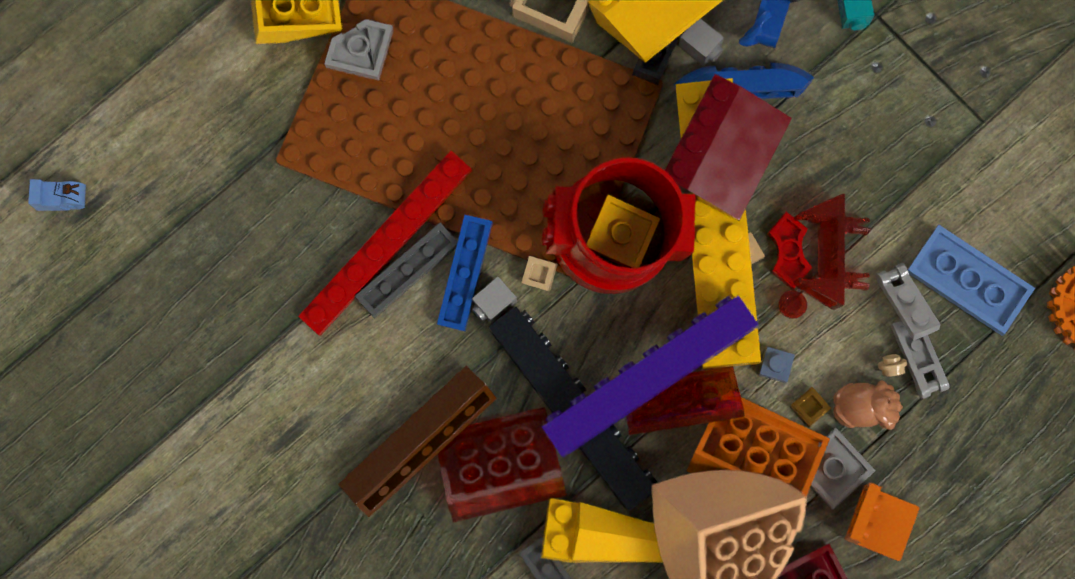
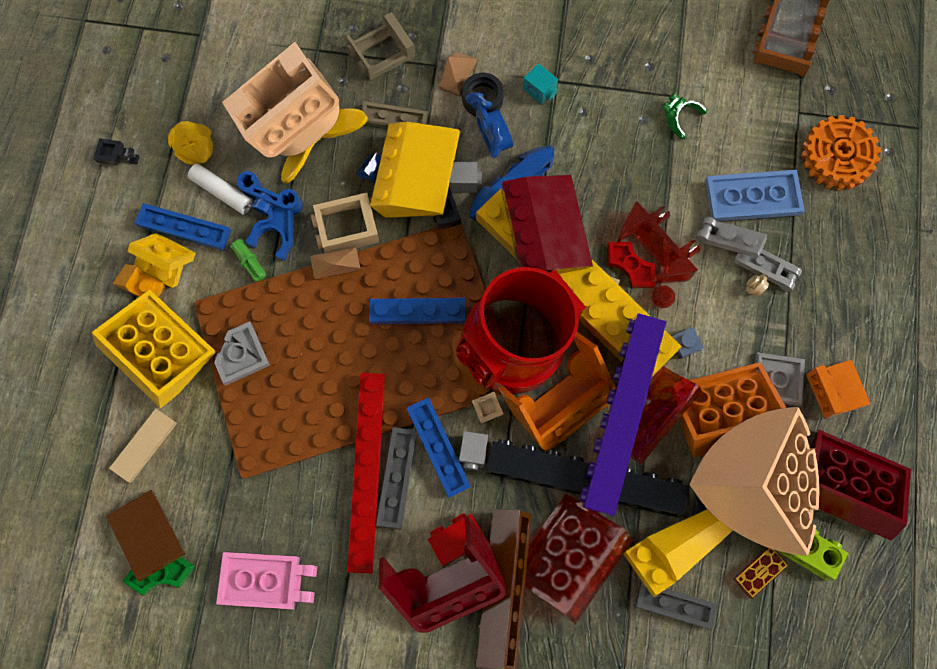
camera: 45 degrees left, 5 degrees down
(56, 195) = (97, 632): medium blue leg -> none
(155, 193) = (172, 574): none -> green tile
(157, 145) = (145, 535): none -> reddish brown tile
(216, 65) = (143, 446): none -> tan tile
(223, 265) = (263, 581): none -> bright pink tile
(367, 404) = (449, 592): none -> dark red windscreen
(413, 365) = (449, 542): none -> red brick
(513, 31) = (335, 262): none -> medium nougat slope
(550, 134) = (417, 311): none -> blue plate
(612, 329) = (569, 402): none -> orange windscreen
(622, 233) = (525, 333): yellow plate -> none
(810, 407) = (730, 352): pearl gold tile -> none
(867, 405) = (764, 322): nougat hair -> none
(967, 131) = (672, 111): none -> green helmet

